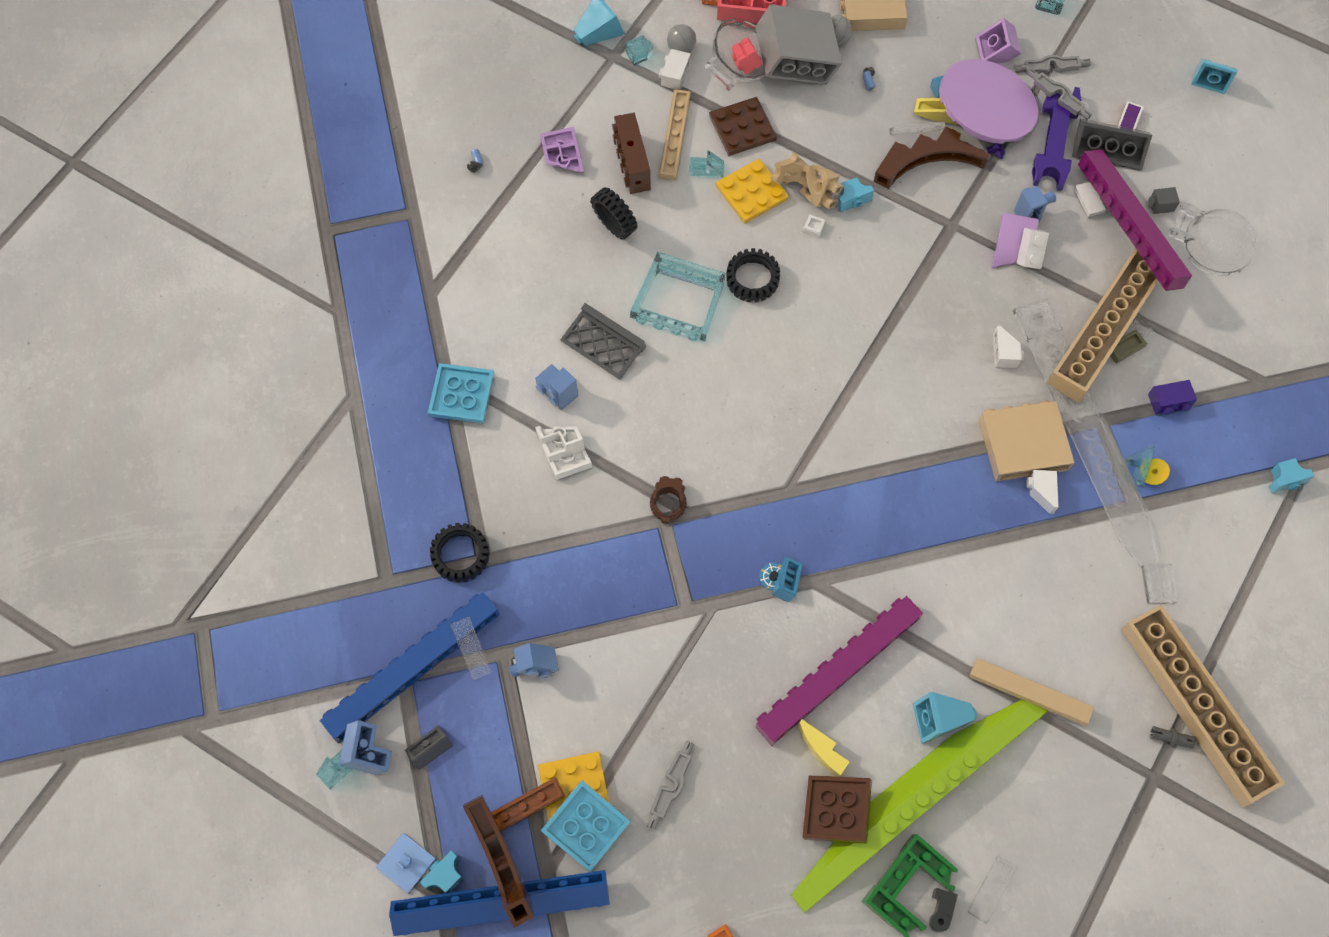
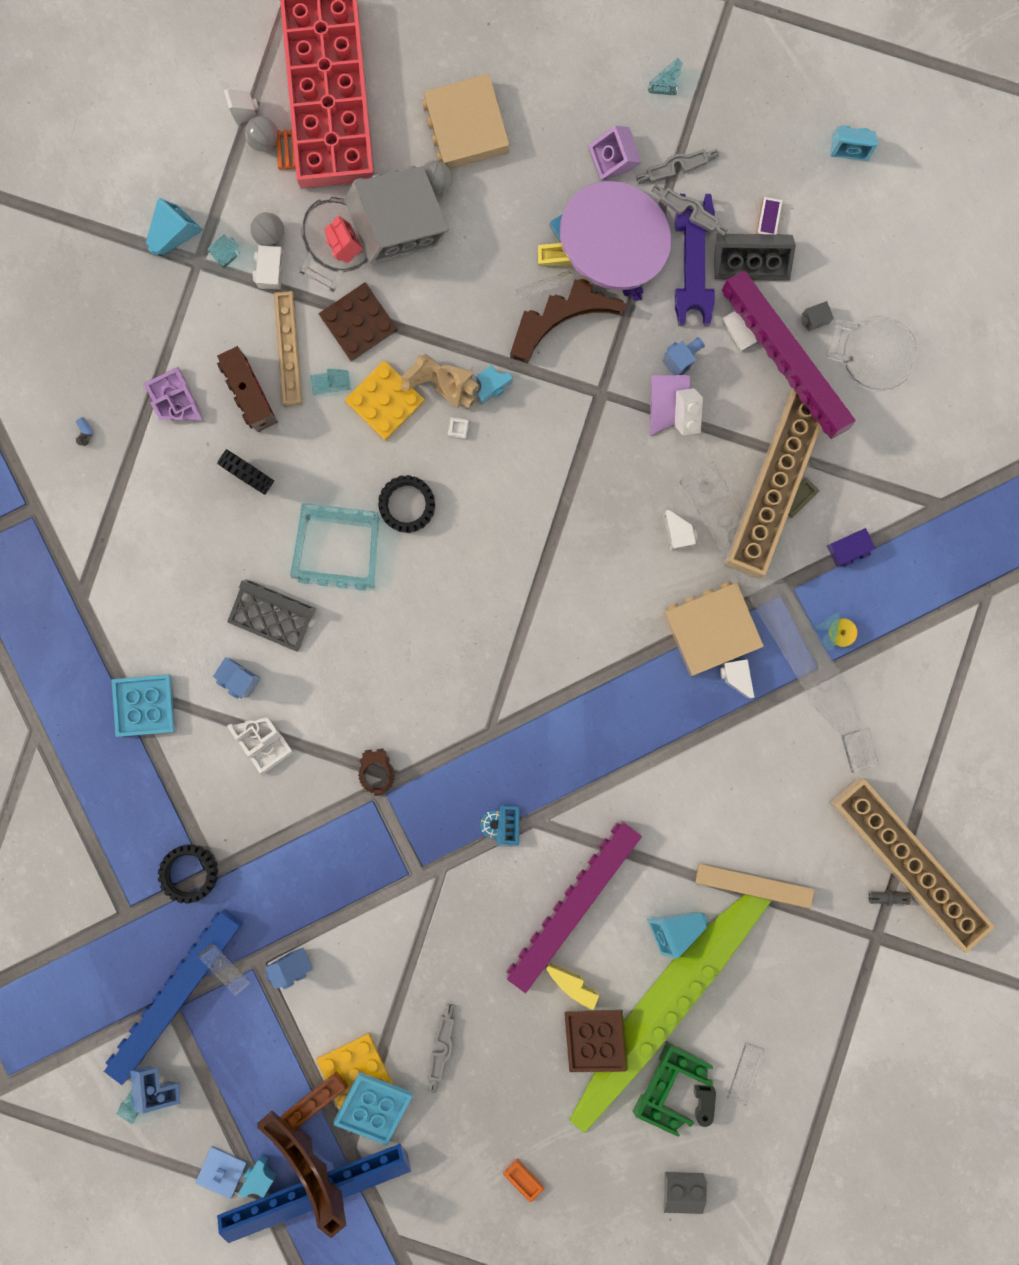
camera: 10 degrees left, 20 degrees up
(428, 748) = (211, 1065): dark grey slope -> none
(867, 77) = (479, 229): medium blue arm -> none
(1289, 476) = (973, 608): medium azure brick -> none

